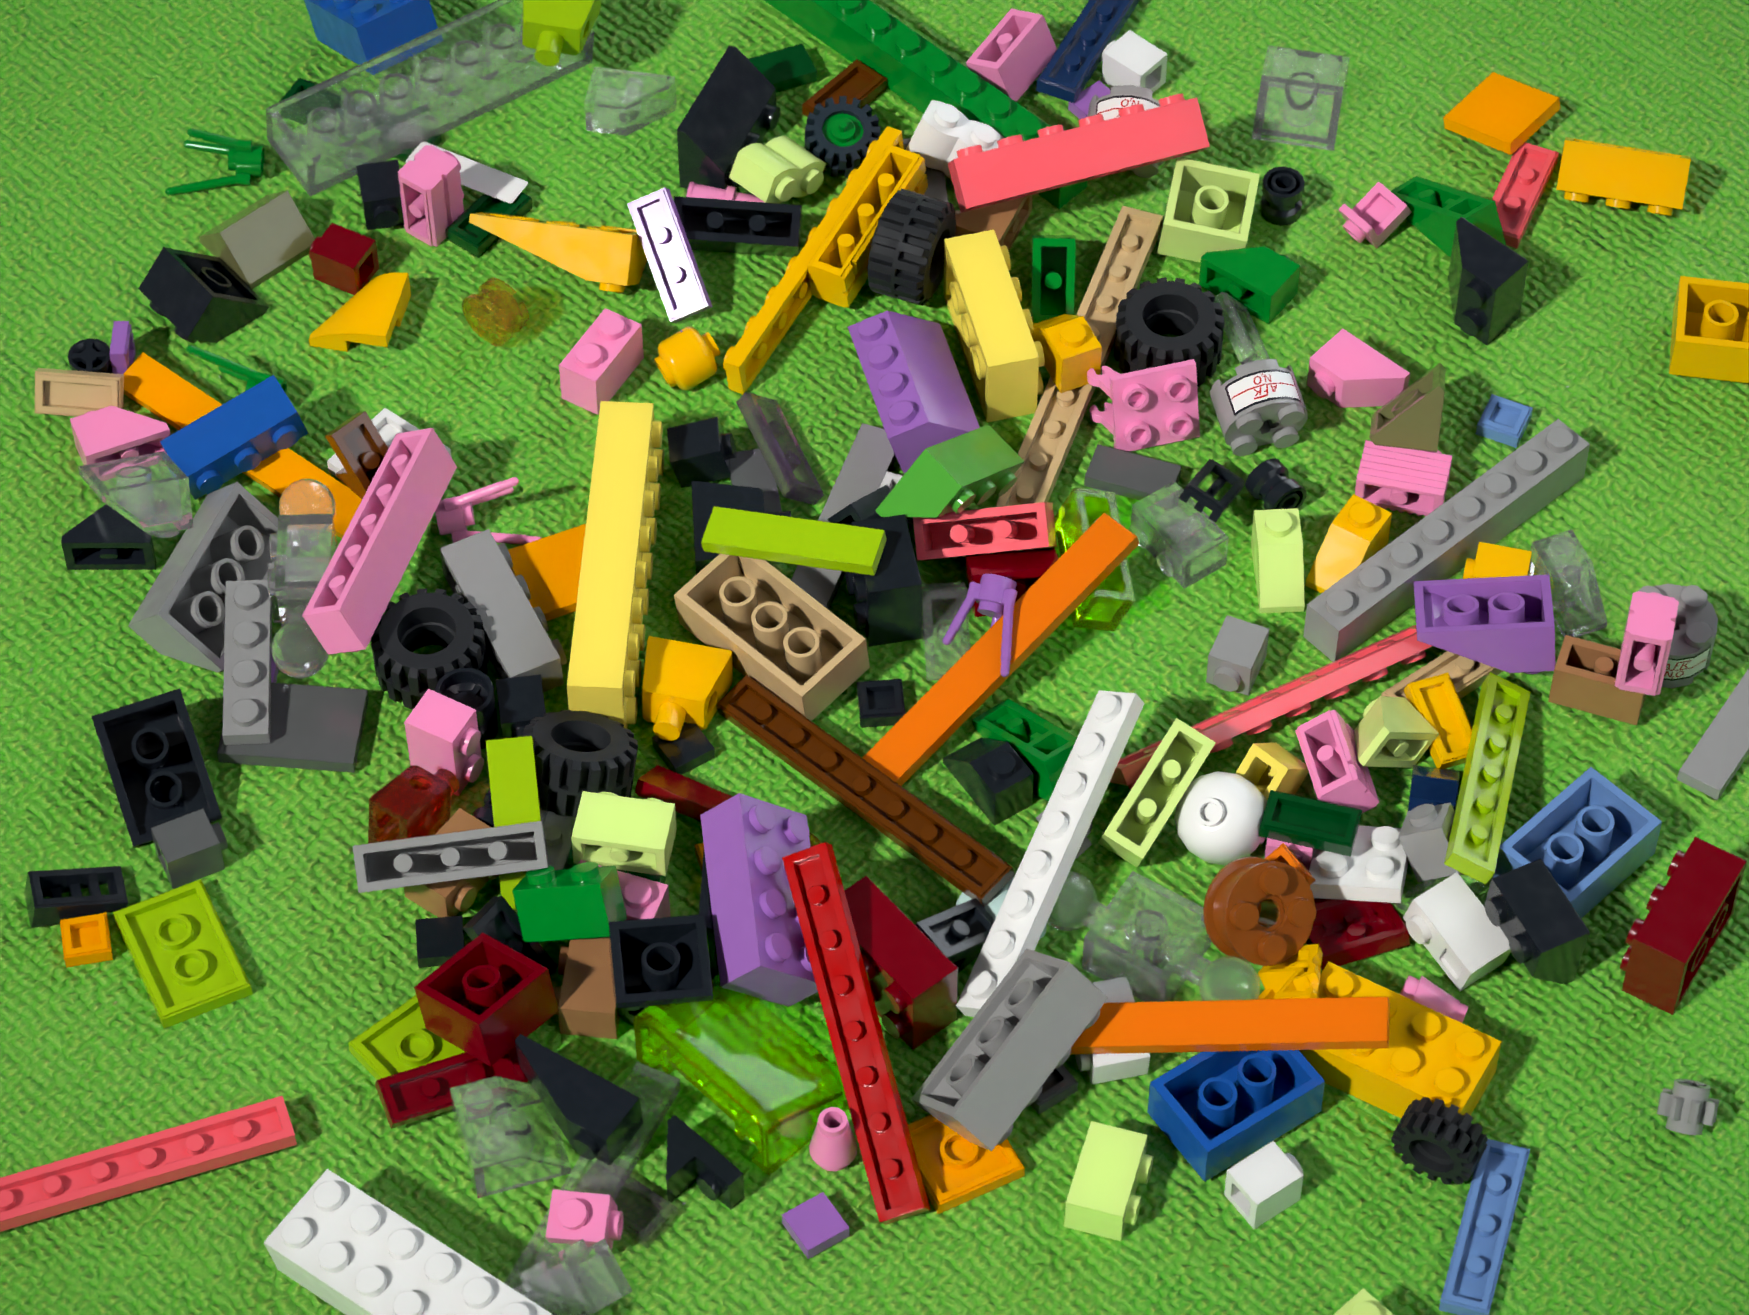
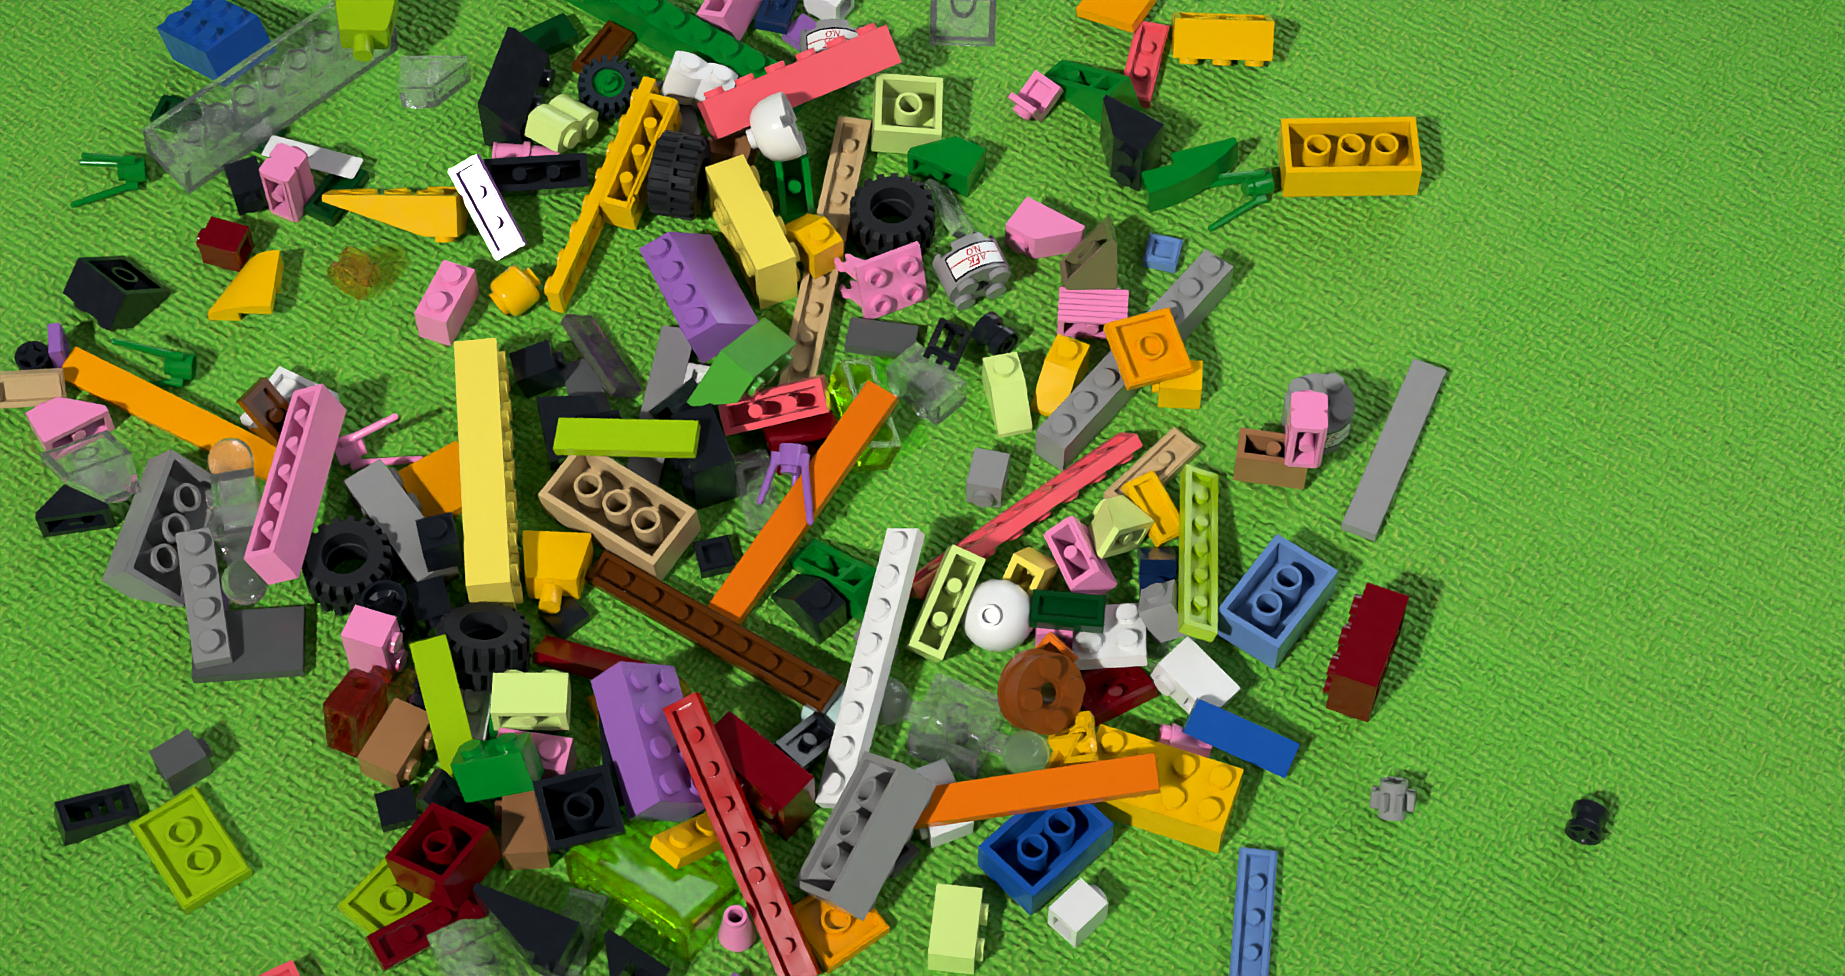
camera: 10 degrees left, 5 degrees up
(86, 940) = (111, 850): light orange tile -> none
(155, 763) = (143, 696): black slope -> none
(235, 437) = (162, 409): blue brick -> none
(261, 238) = (155, 235): olive slope -> none
(450, 856) = (395, 743): light grey brick -> none
(543, 632) = (439, 542): none -> black brick
(788, 1025) = (686, 841): none -> yellow plate
(1039, 204) = (775, 129): none -> white cylinder
(1282, 196) = (961, 90): black wheel -> none
(1439, 1141) = (1208, 857): black tyre -> none
(1464, 525) = (1148, 348): none -> light orange tile
(1490, 620) = (1179, 422): medium lavender slope -> none
(1505, 1005) = (1240, 737): none -> blue tile
(1538, 922) = (1256, 667): black slope -> none
(1553, 329) = (1188, 174): none -> green slope
(1573, 583) = (1233, 382): clear slope -> none
(1634, 351) = (1253, 183): none -> green plant

